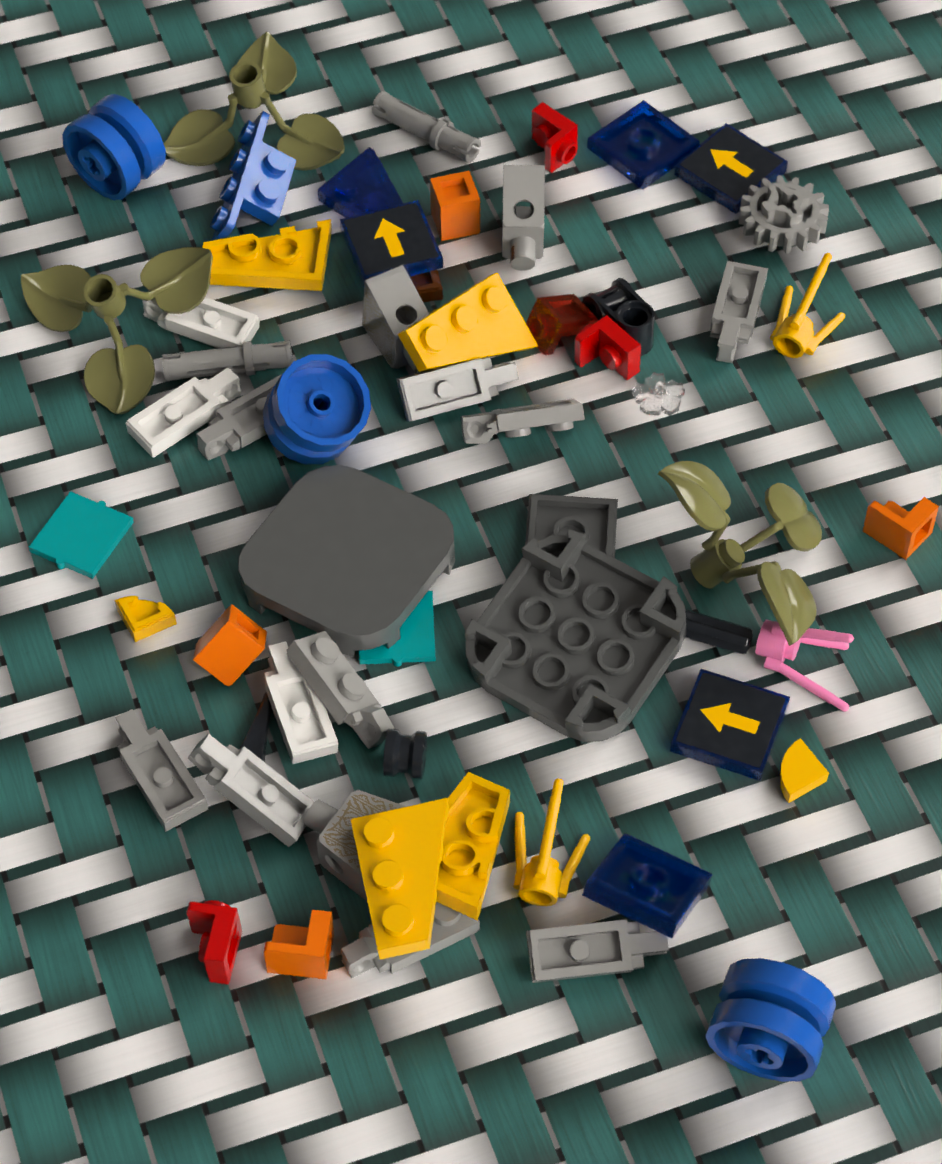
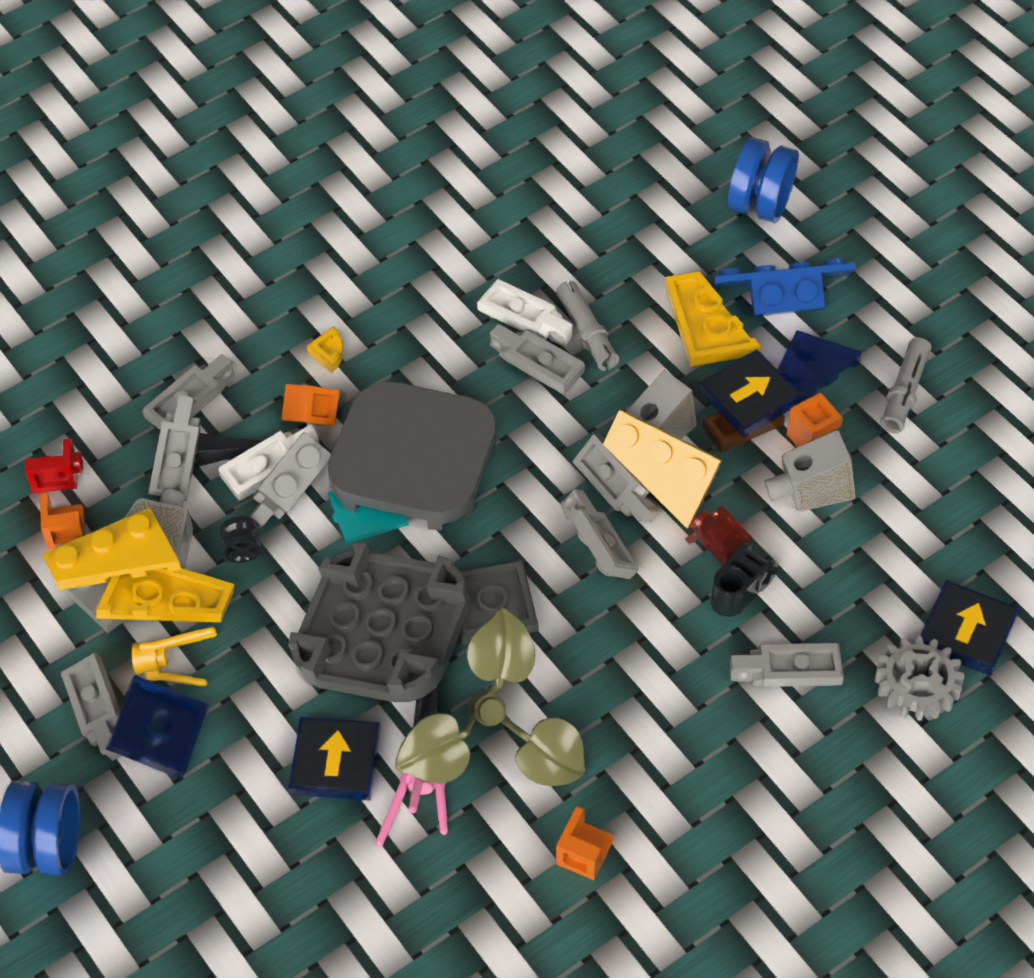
camera: 75 degrees right, 0 degrees up
(81, 534) = (393, 291): teal piece -> none
(119, 375) = (612, 203): olive plant -> none
(207, 323) = (622, 297): white hinge -> none
(262, 70) = (859, 313): olive plant -> none
(316, 409) = (526, 367): blue wheel -> none
(554, 134) = (931, 484): red bracket -> none
(612, 344) = (698, 581): red bracket -> none
(642, 144) = (967, 551): clear blue tile -> none
(658, 396) = (671, 632): clear plant -> none
(795, 333) = (777, 717): yellow plant -> none
(800, 771) = (301, 818): yellow tile -> none

